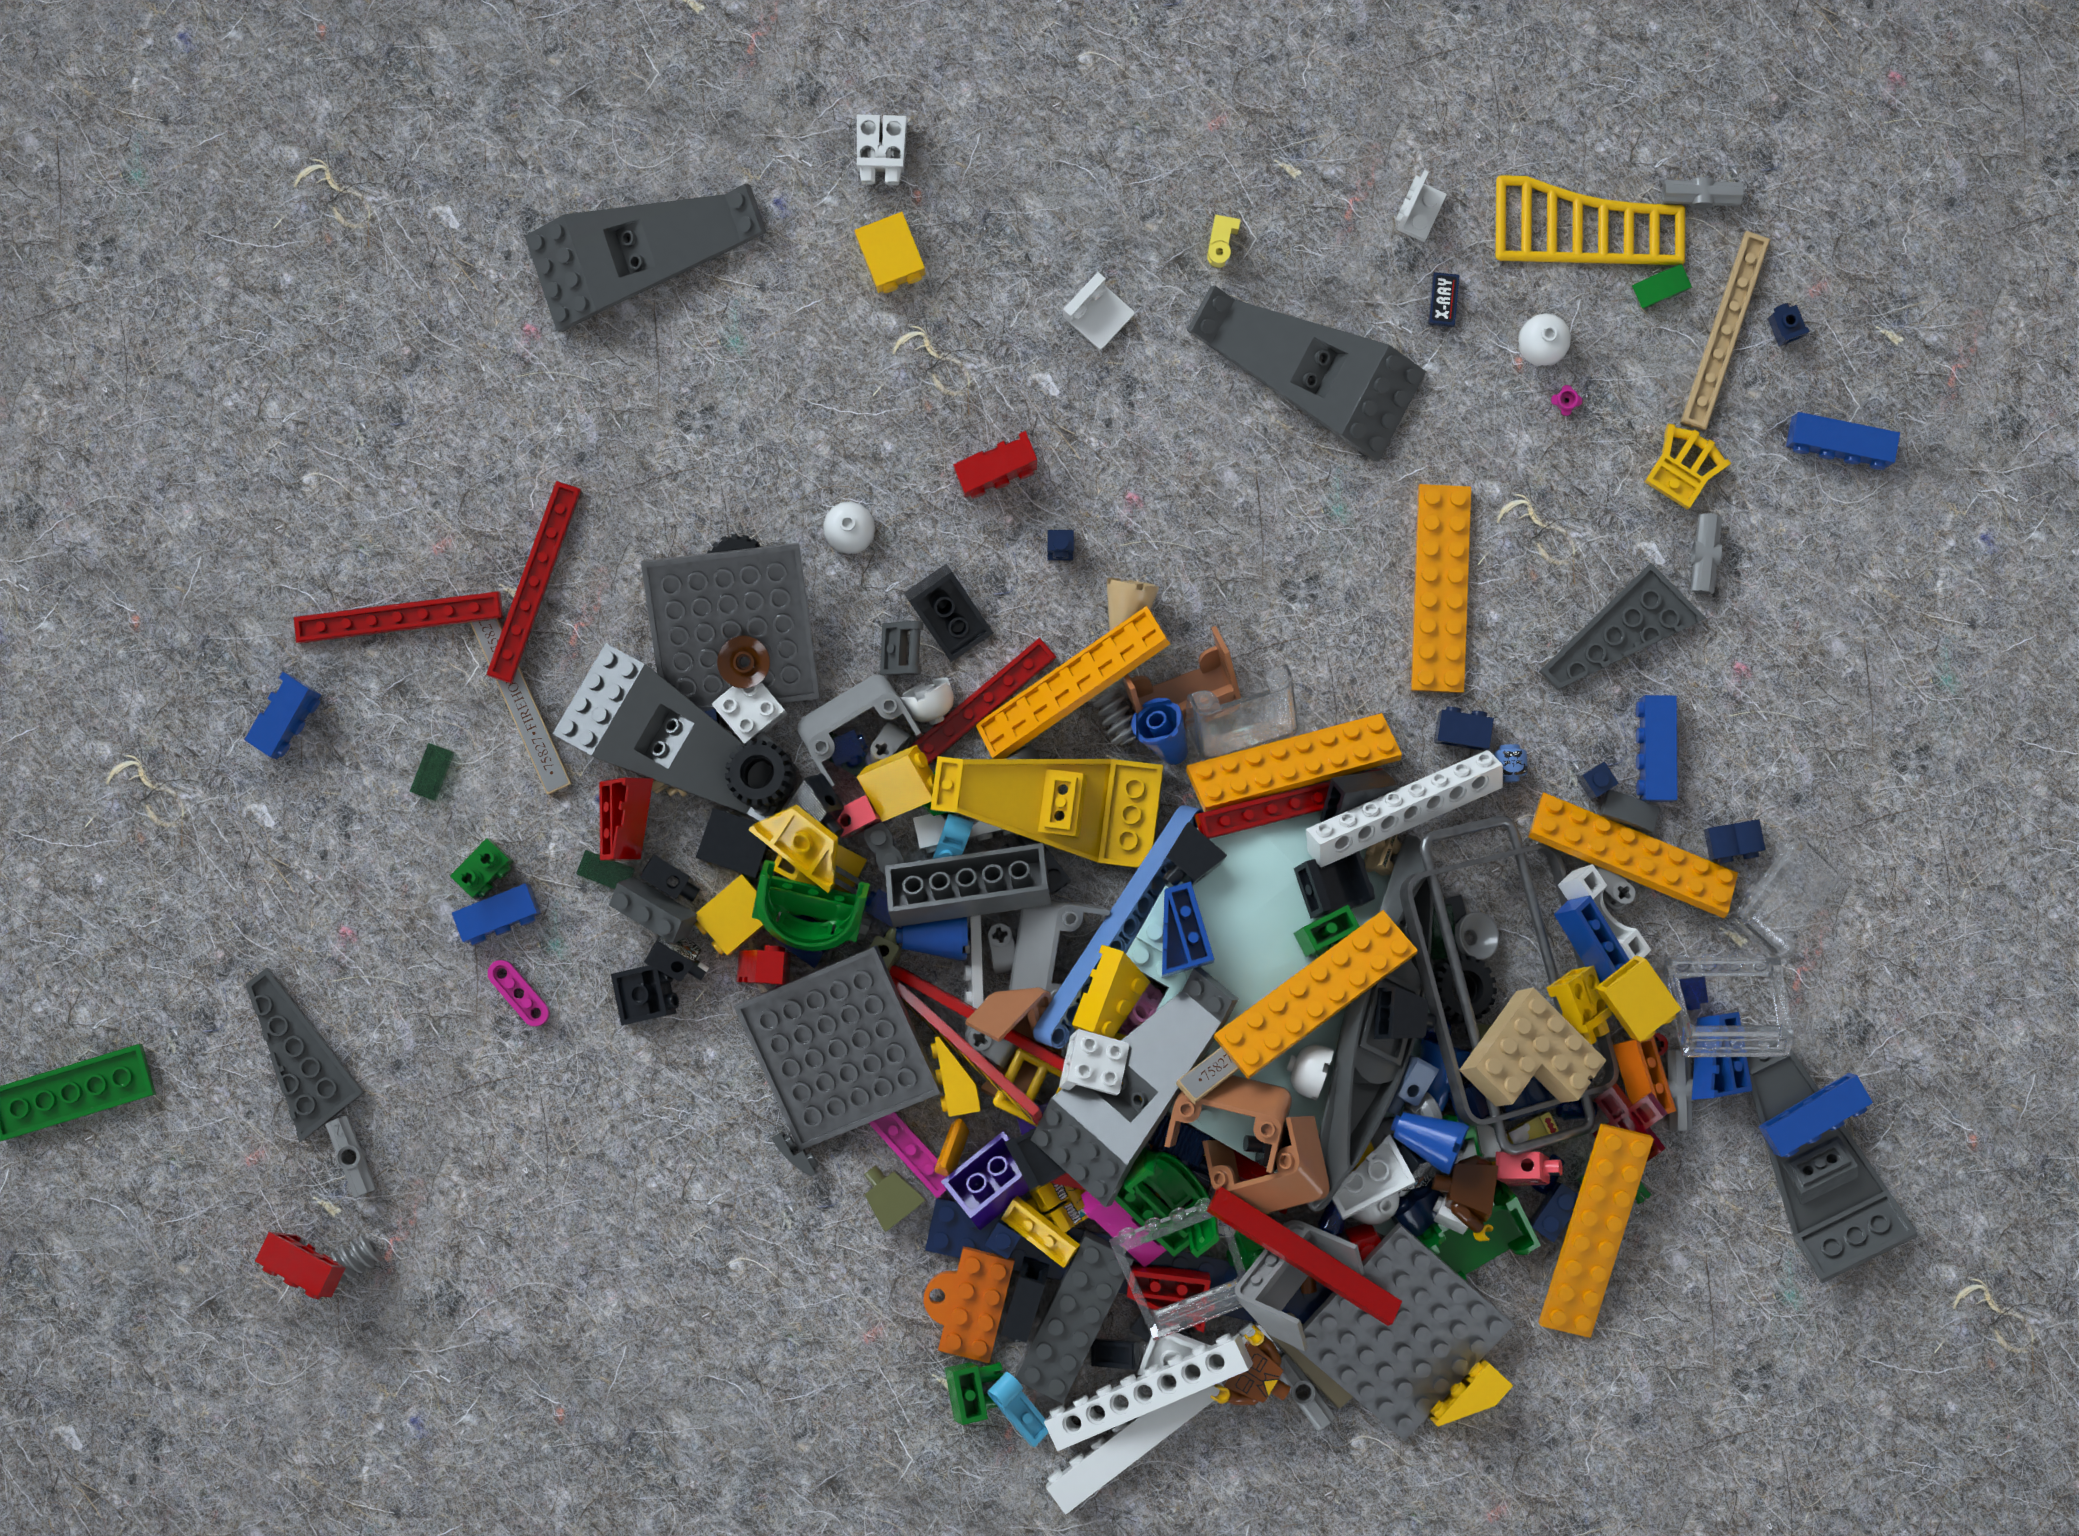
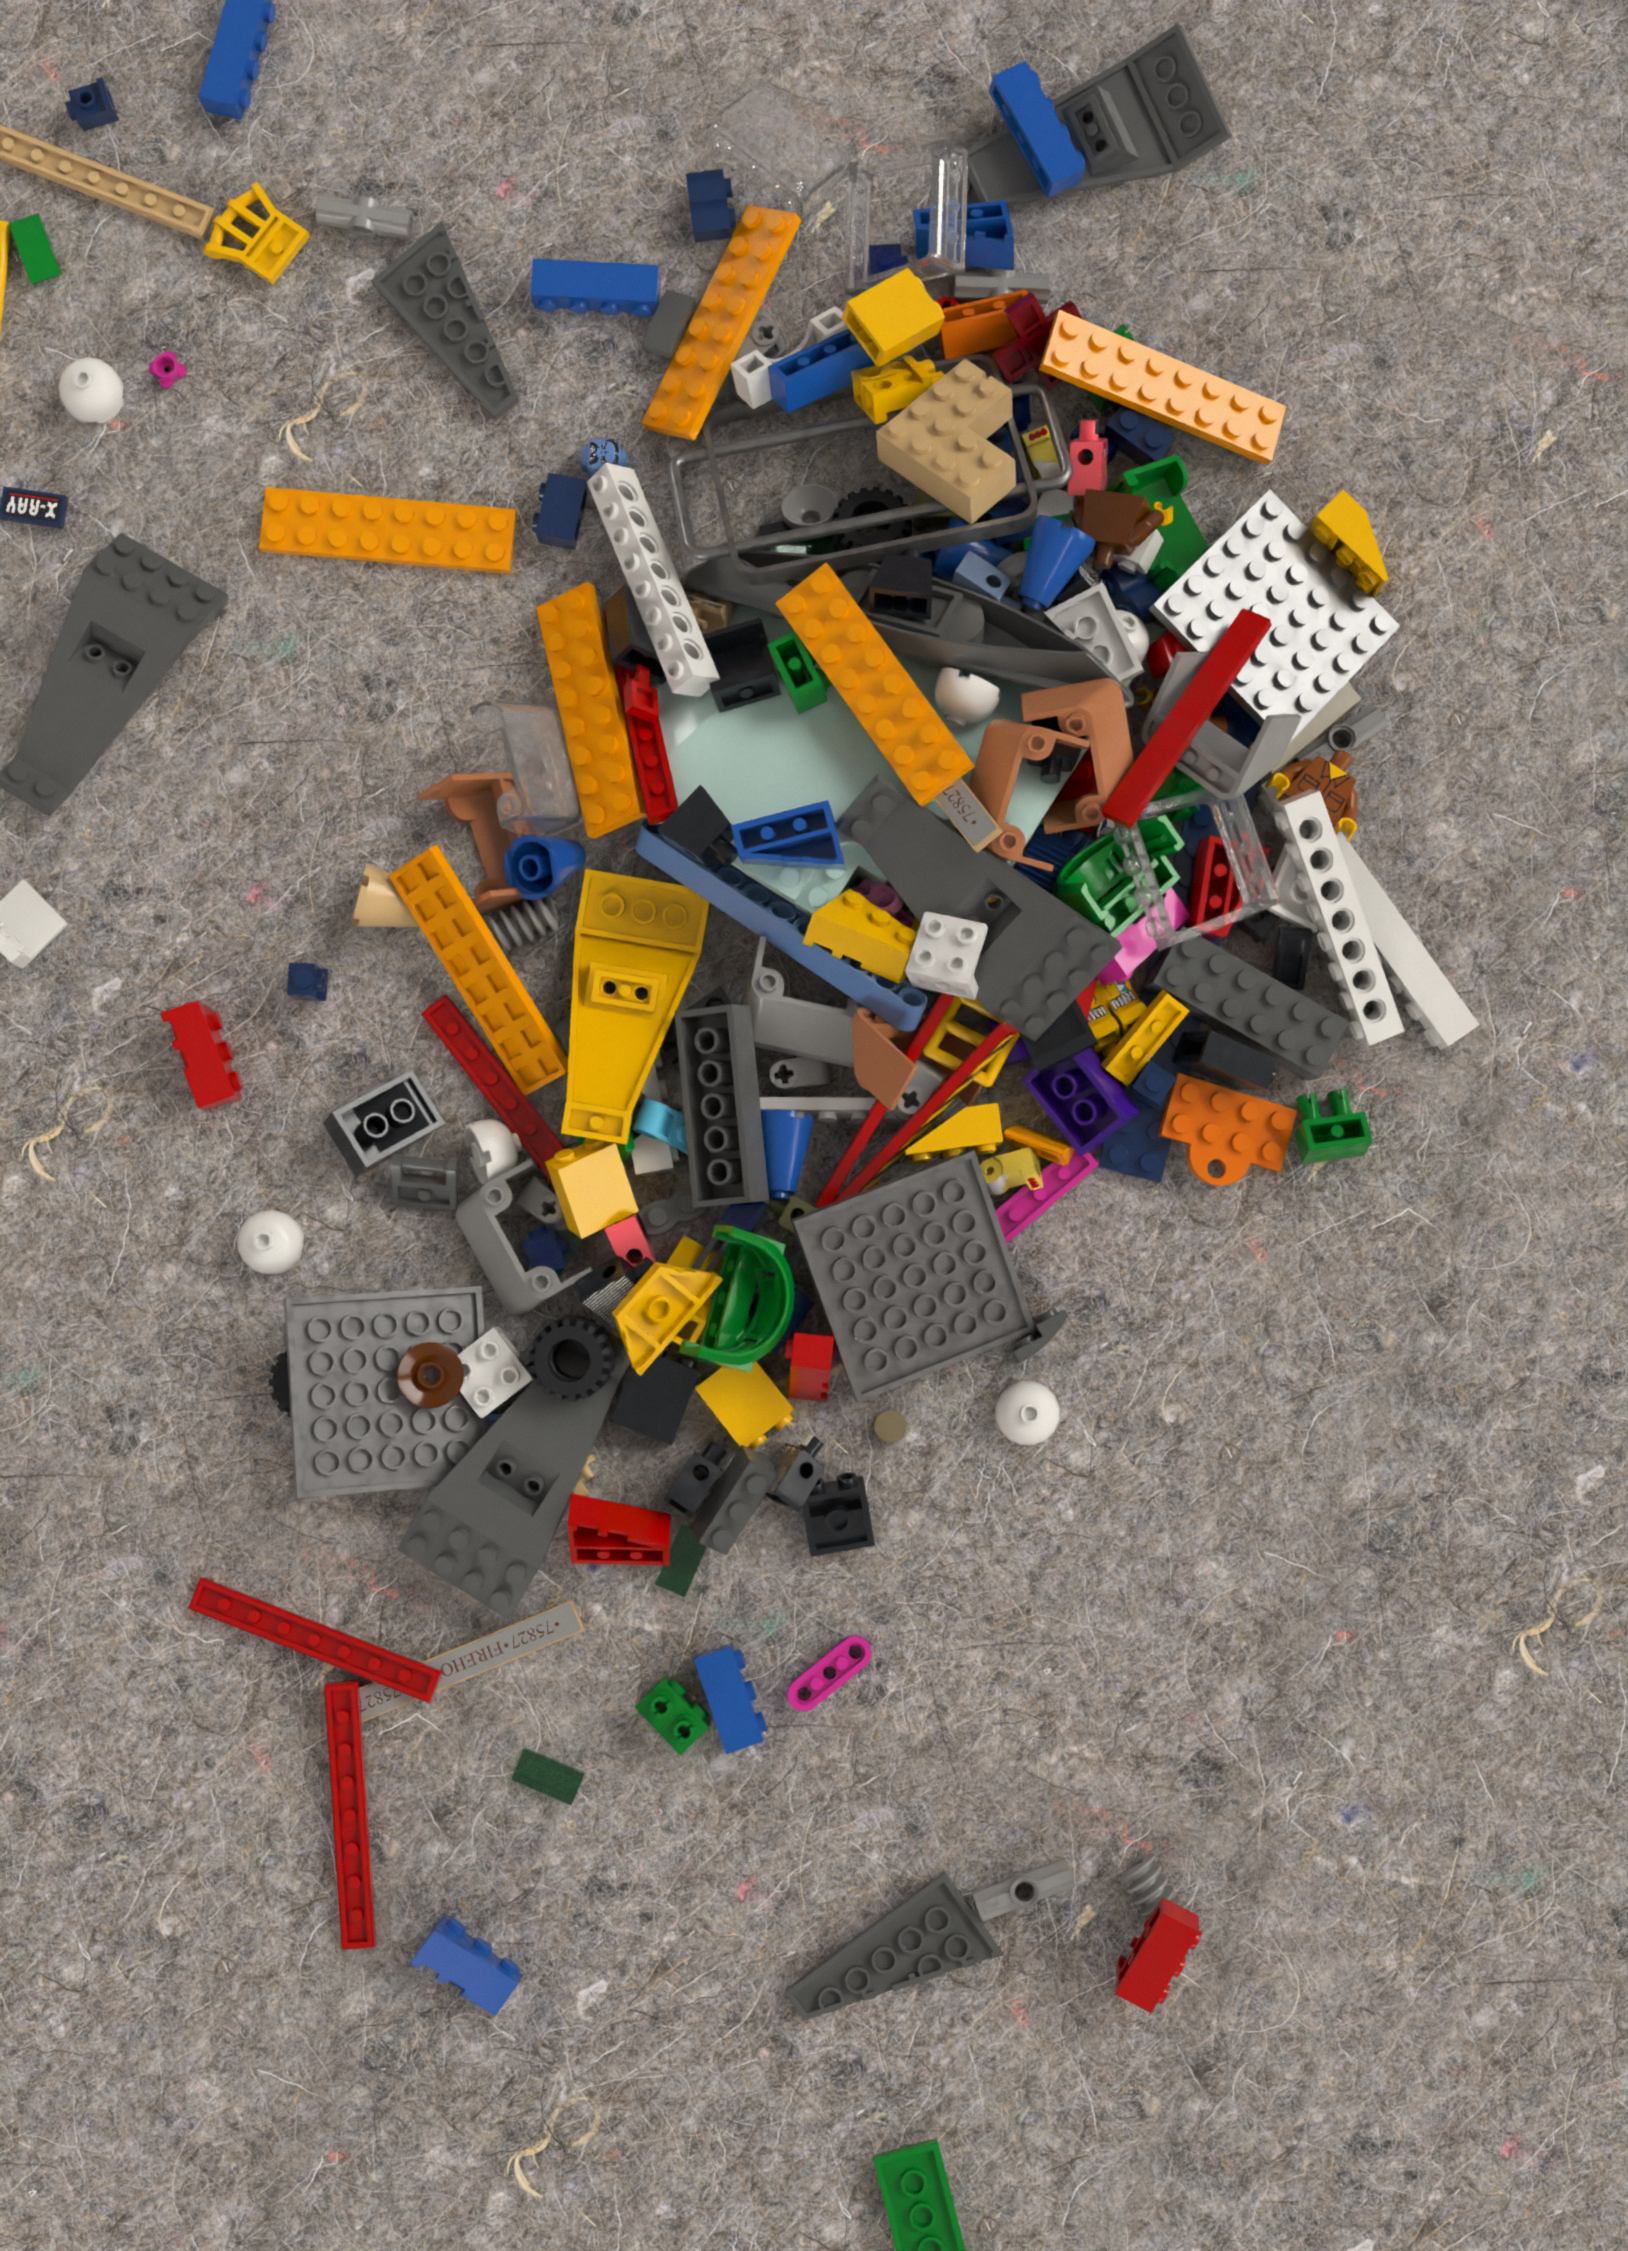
camera: 85 degrees left, 0 degrees up
(718, 1034) = (890, 1426): none -> dark tan tile
(732, 1146) = (1027, 1412): none -> white cylinder
(891, 1197) = (1095, 1219): olive torso -> none
(928, 1126) = (1012, 1170): none -> light yellow leg
(1018, 1409) = (1353, 1075): medium azure plate -> none
(1302, 803) = (638, 695): none -> red plate
(1331, 1220) = (1143, 689): clear blue cone -> none
(1597, 780) = (630, 358): dark blue brick -> none

